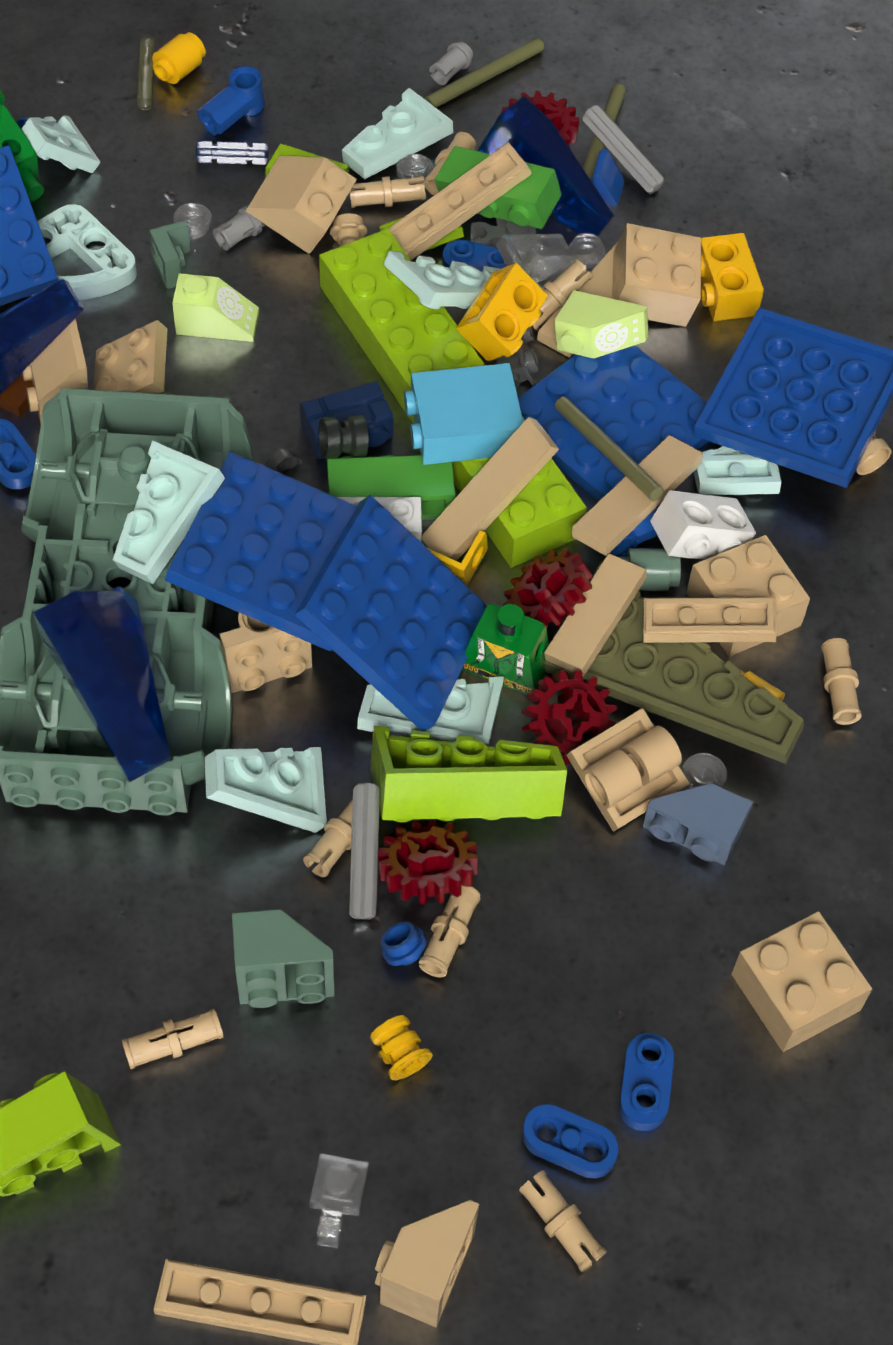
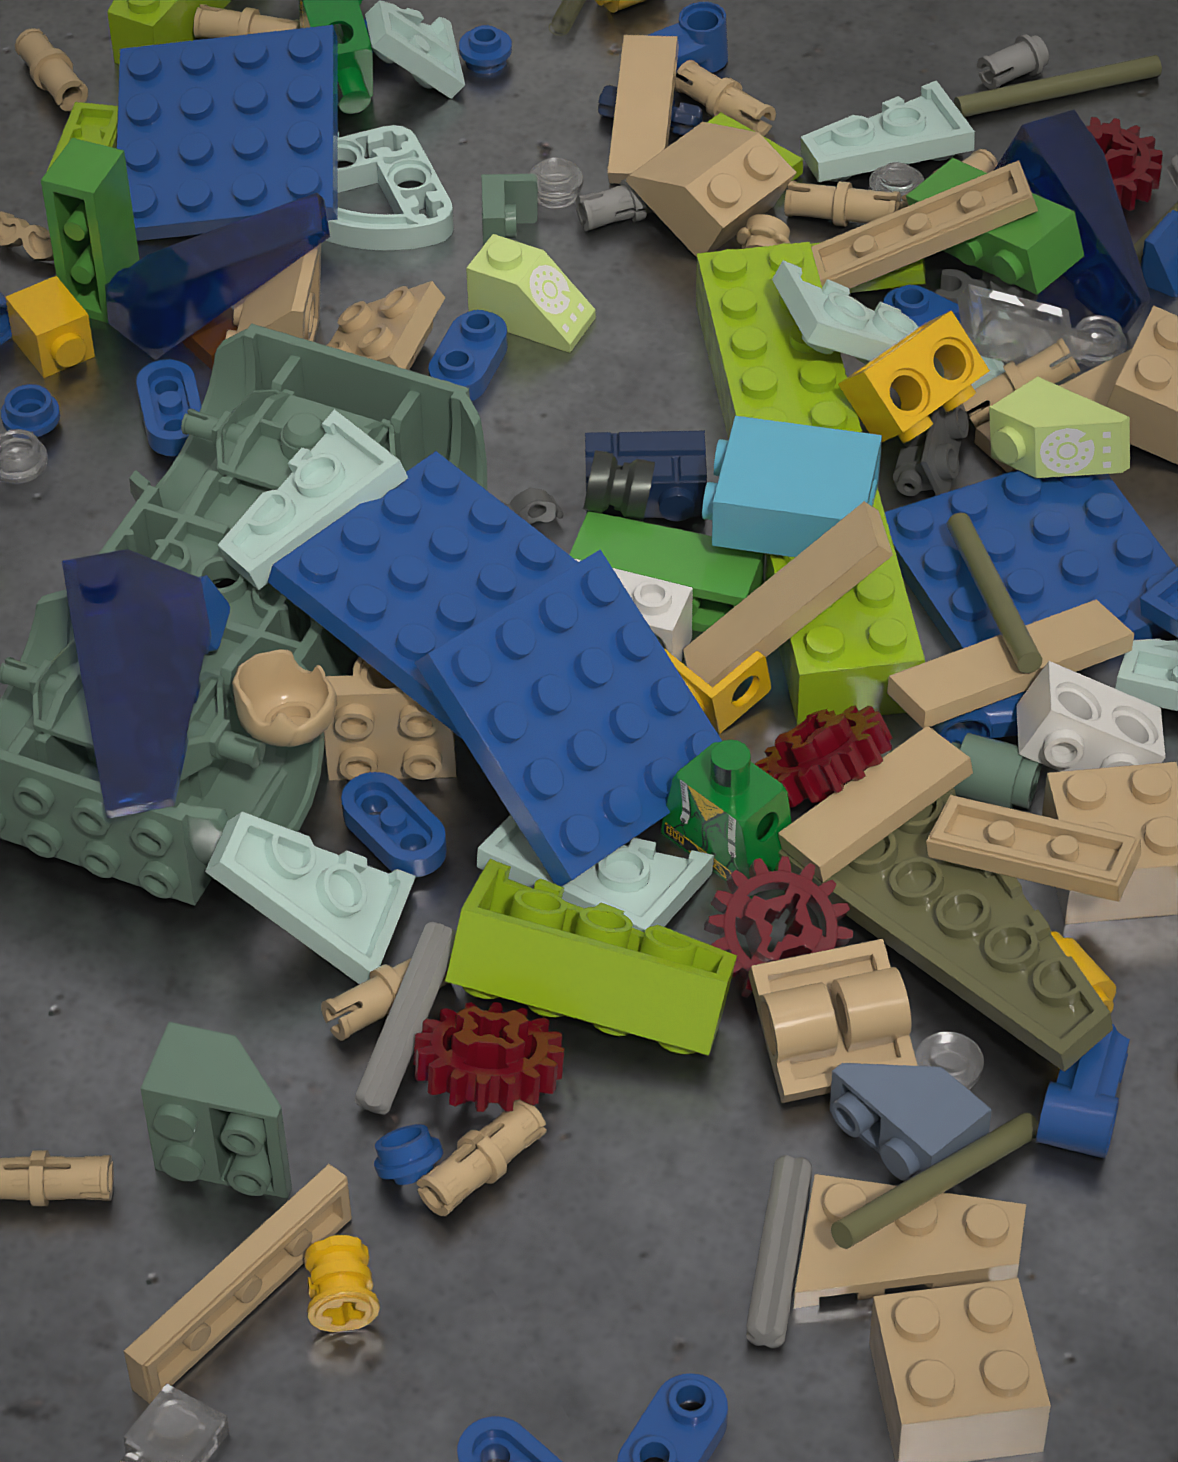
camera: 25 degrees right, 10 degrees down
(102, 132) = (485, 49): none -> blue plate
(190, 355) = (471, 351): none -> blue plate
(208, 661) = (282, 700): none -> tan hair
(231, 152) = (642, 102): none -> tan tile
(276, 131) = (723, 96): none -> tan pin
(295, 715) = (399, 829): none -> blue plate
(337, 1070) = (237, 1284): none -> tan tile
(656, 933) = (779, 1252): none -> light grey axle
(718, 901) = (936, 1245): none -> tan wing
(735, 860) = (934, 1181): none -> olive bar
(797, 782) = (1083, 1102): none -> blue piece

